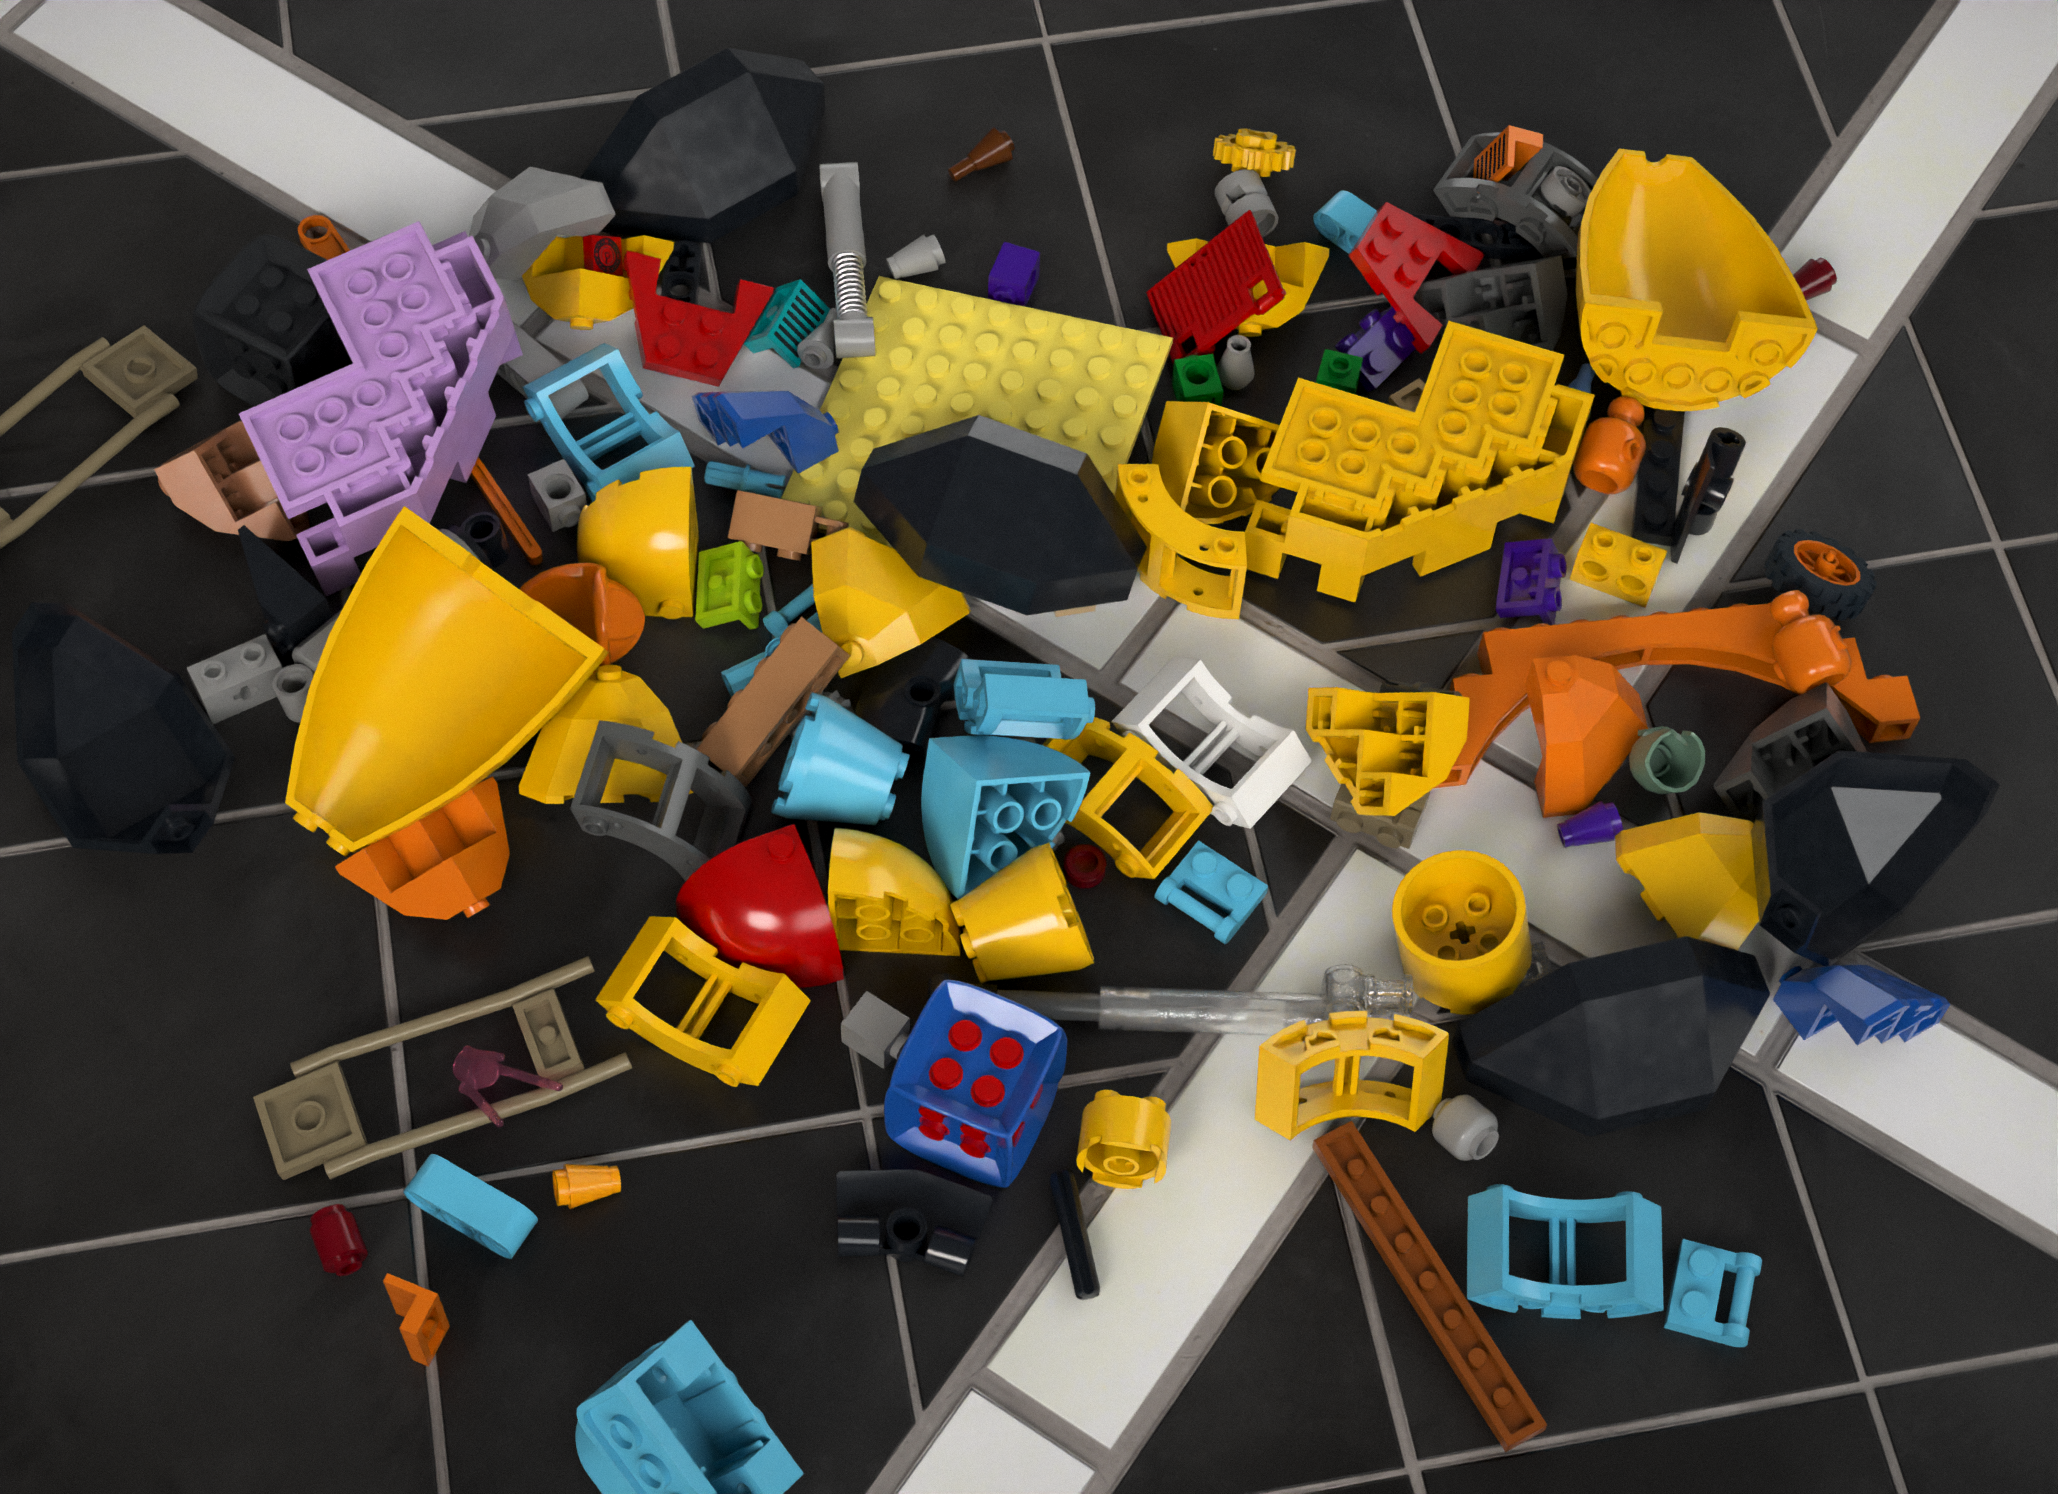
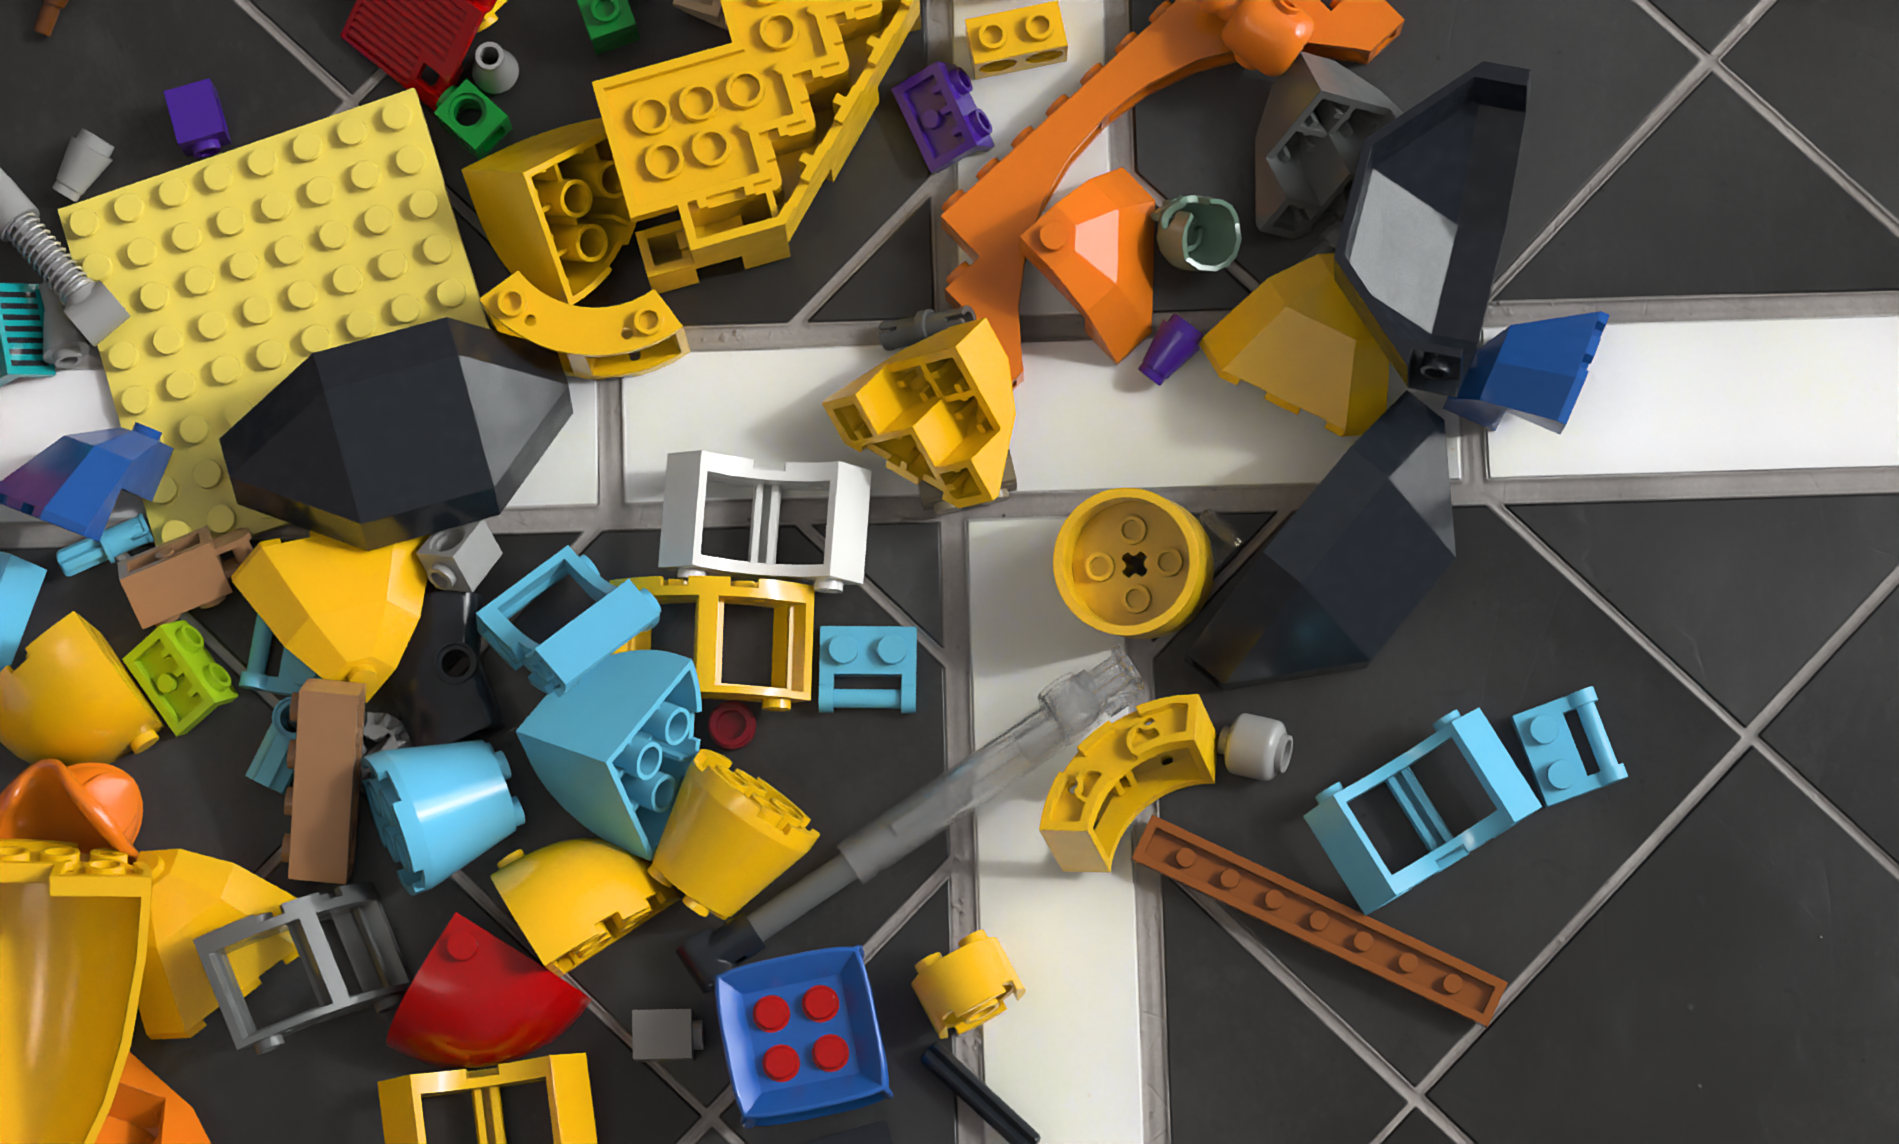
camera: 30 degrees left, 20 degrees up
(979, 627) = (460, 556): none -> light grey brick

